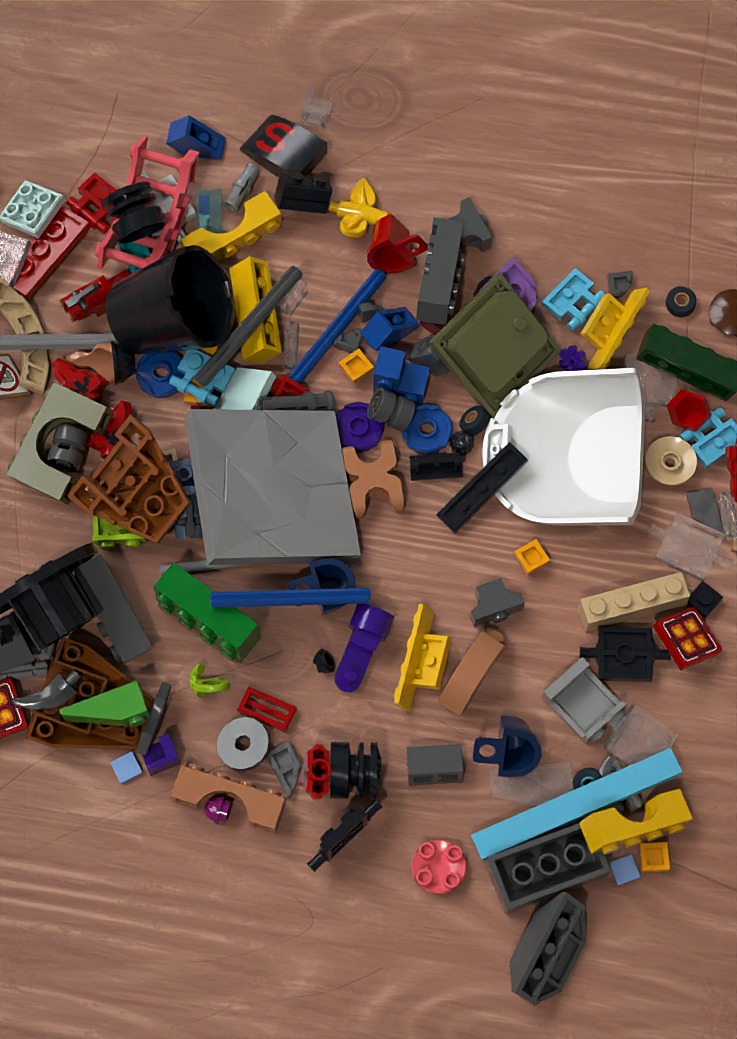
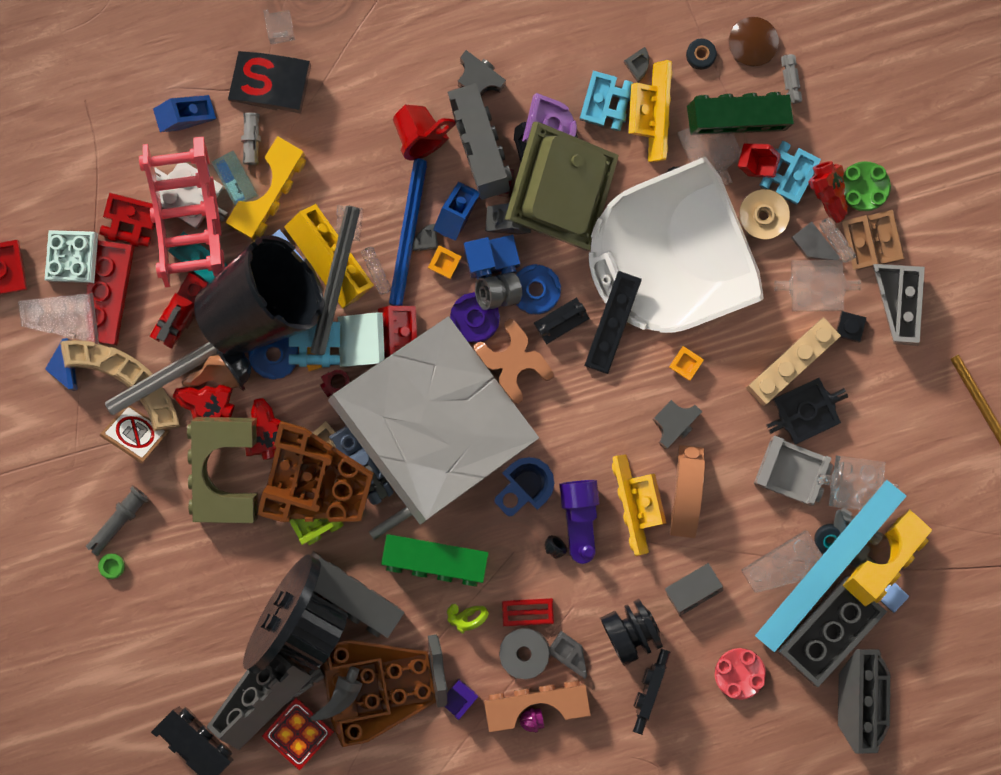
camera: 30 degrees left, 15 degrees up
(68, 445) = (230, 460): dark grey wheel -> none
(115, 707) = (404, 683): bright green slope -> none
(126, 767) = (435, 722): light blue piece -> none
(131, 208) = (176, 226): black wheel -> none
(290, 597) = (504, 515): blue axle -> none
(303, 192) = (313, 121): black brick -> none
(306, 402) = (421, 321): dark grey pin -> none
(316, 772) = (604, 655): red rock -> none
(358, 211) = (370, 109): yellow plant -> none
(367, 311) = (430, 203): dark grey tile -> none
(461, 443) = (572, 287): black piece -> none
(474, 420) = (574, 261): black wheel -> none
(515, 749) = (757, 546): dark blue container -> none
(573, 359) = (635, 162): dark purple plant -> none
(654, 857) = (914, 576): light orange plate -> none
(687, 638) = (854, 372): tile -> none

